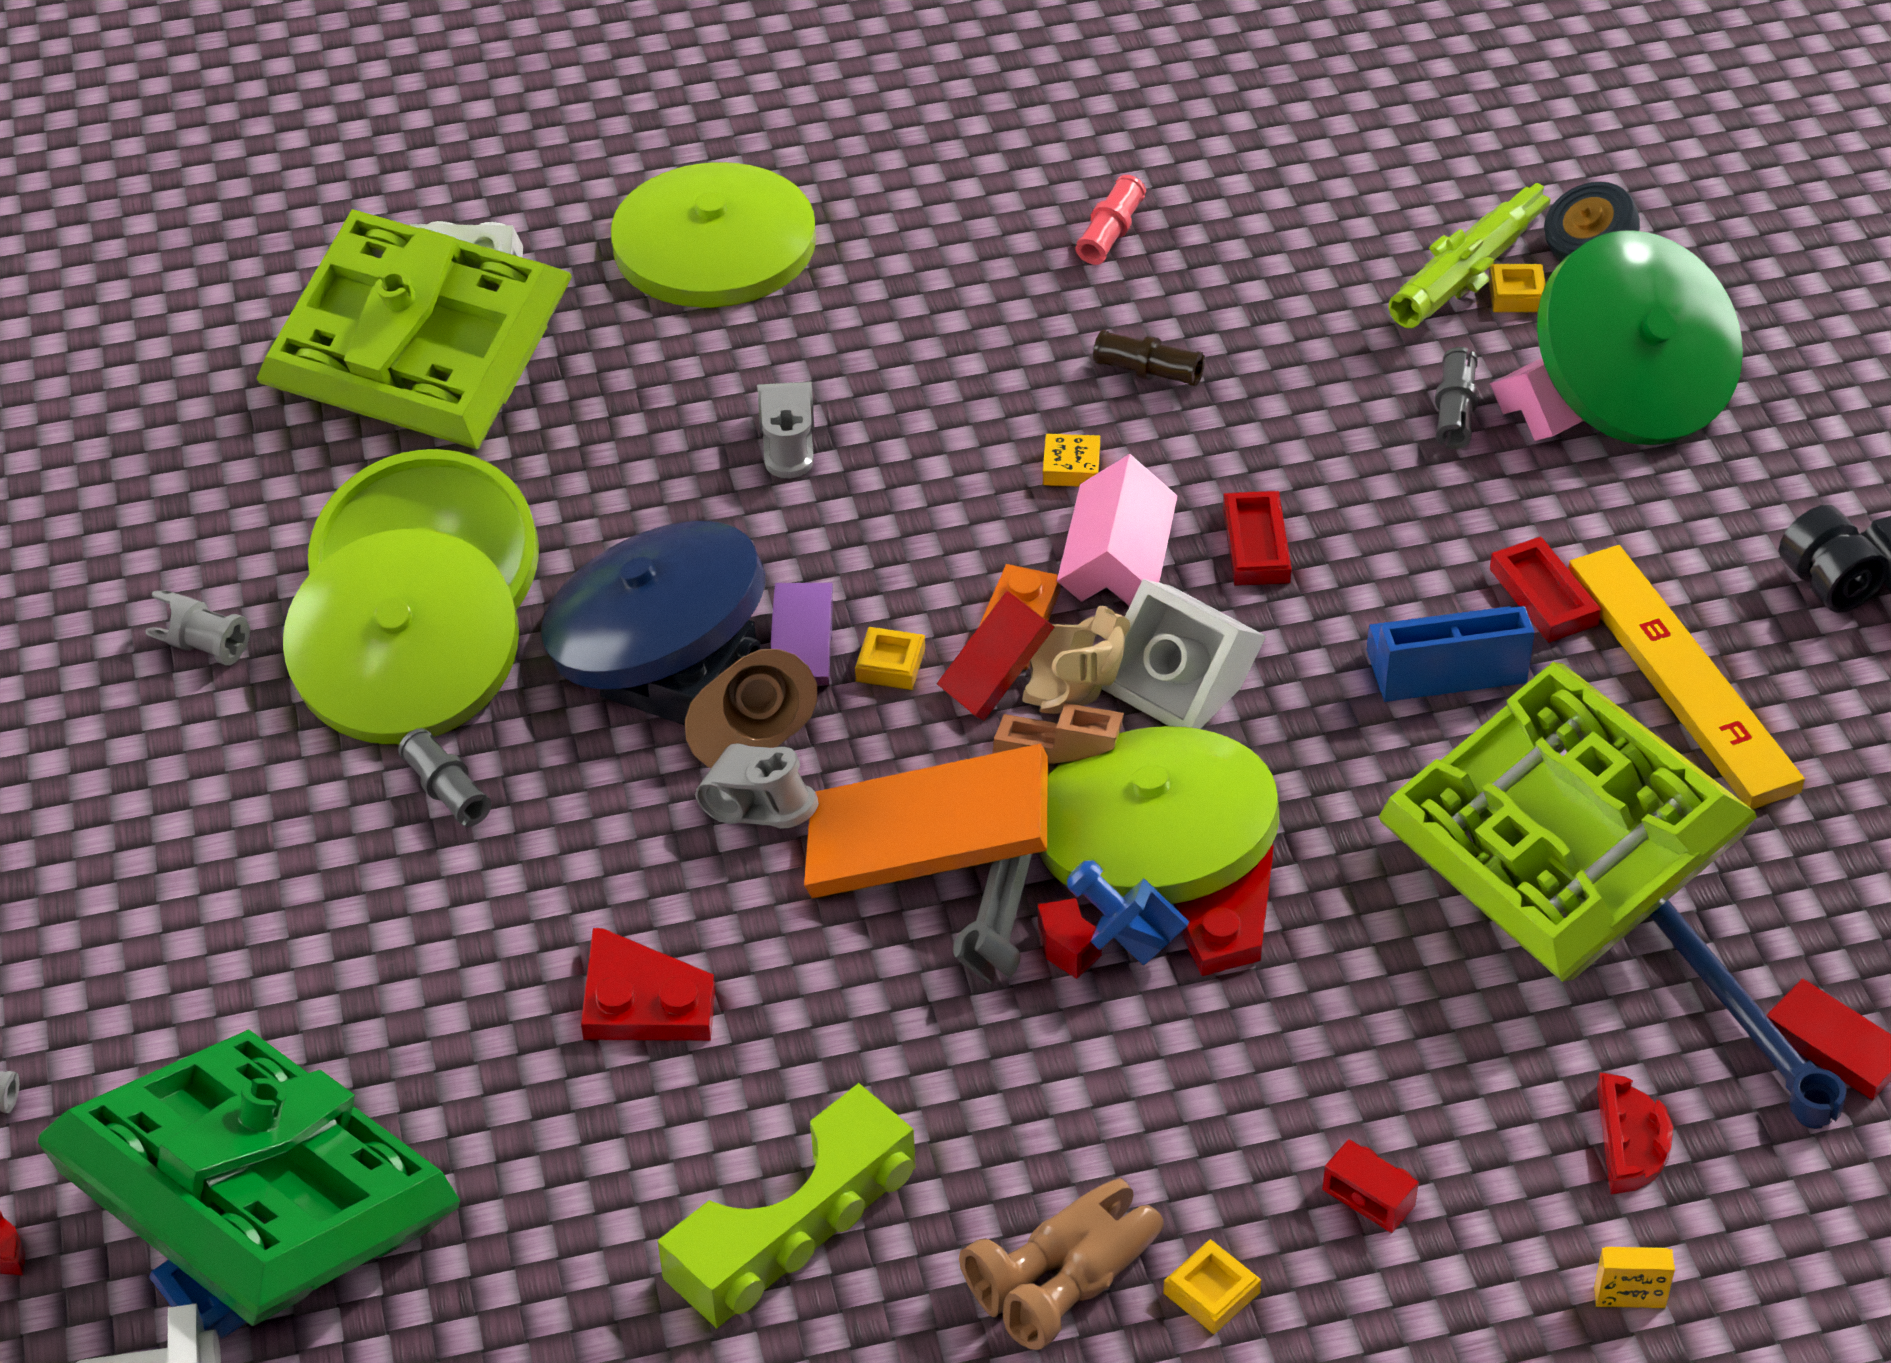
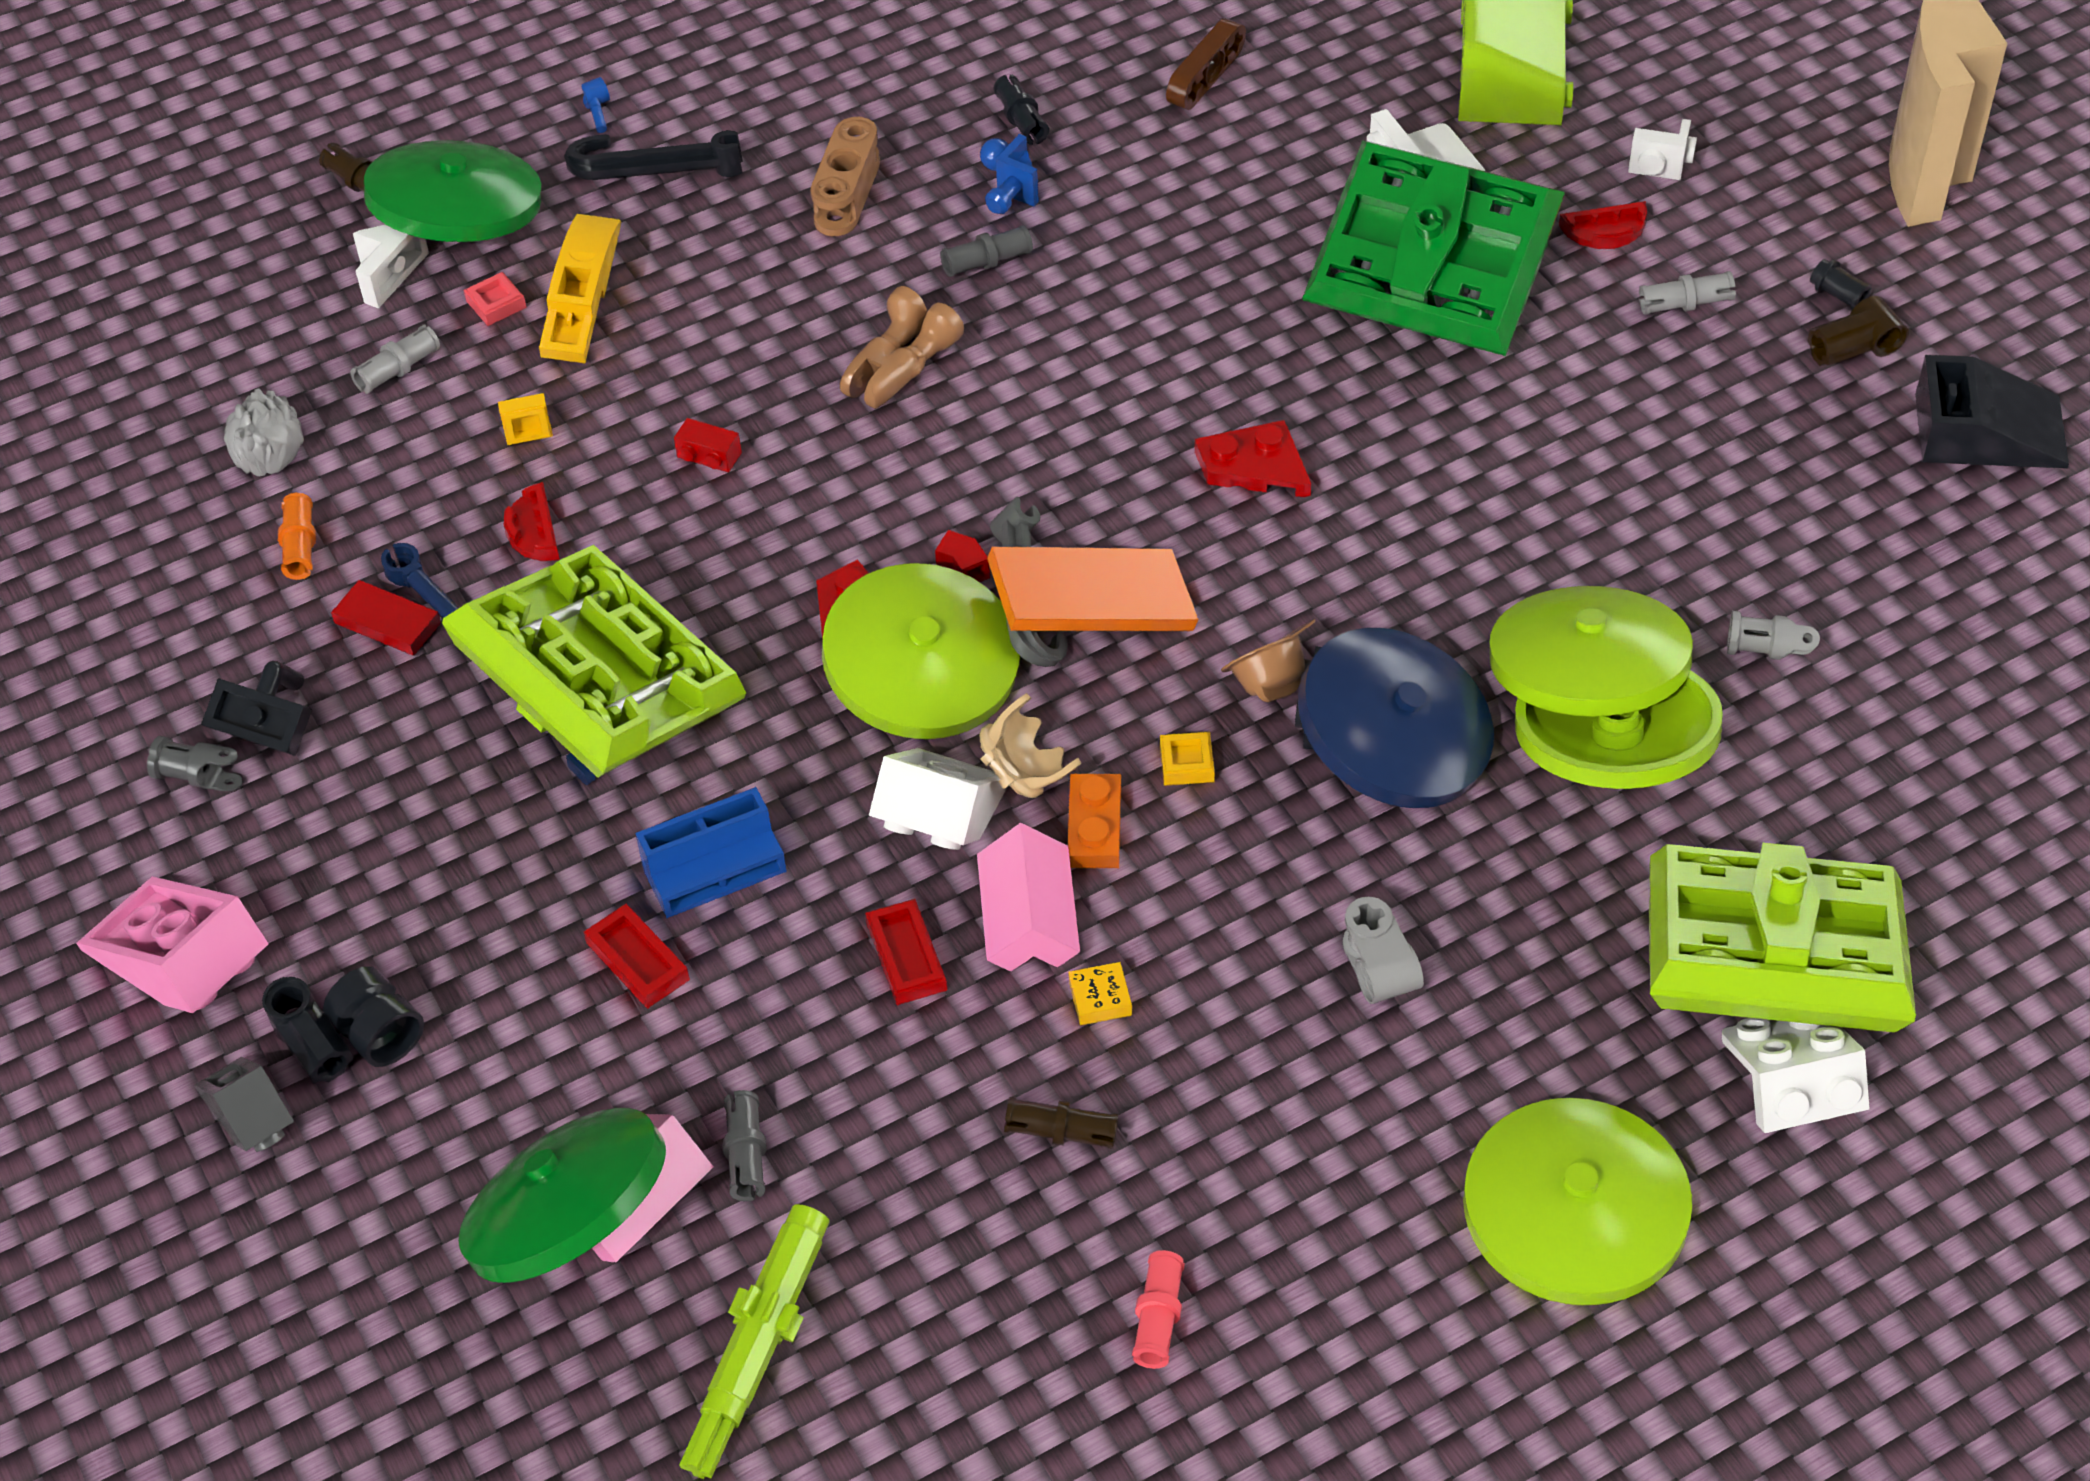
camera: 165 degrees right, 5 degrees up
(444, 777) = (1488, 565): dark grey pin -> none
(730, 1255) = (1111, 307): lime arch -> none
(757, 788) = (1242, 599): light grey piece -> none
(804, 624) = (1269, 753): medium lavender slope -> none
(995, 655) = (1090, 743): red tile -> none
(1076, 736) = (995, 691): nougat slope -> none
(1138, 921) = (920, 539): blue piece -> none
(1212, 1286) = (800, 373): yellow tile -> none
(1516, 287) = (700, 1330): yellow tile -> none
(1586, 214) = (627, 1411): black wheel -> none
(1687, 679) = (512, 898): yellow tile -> none

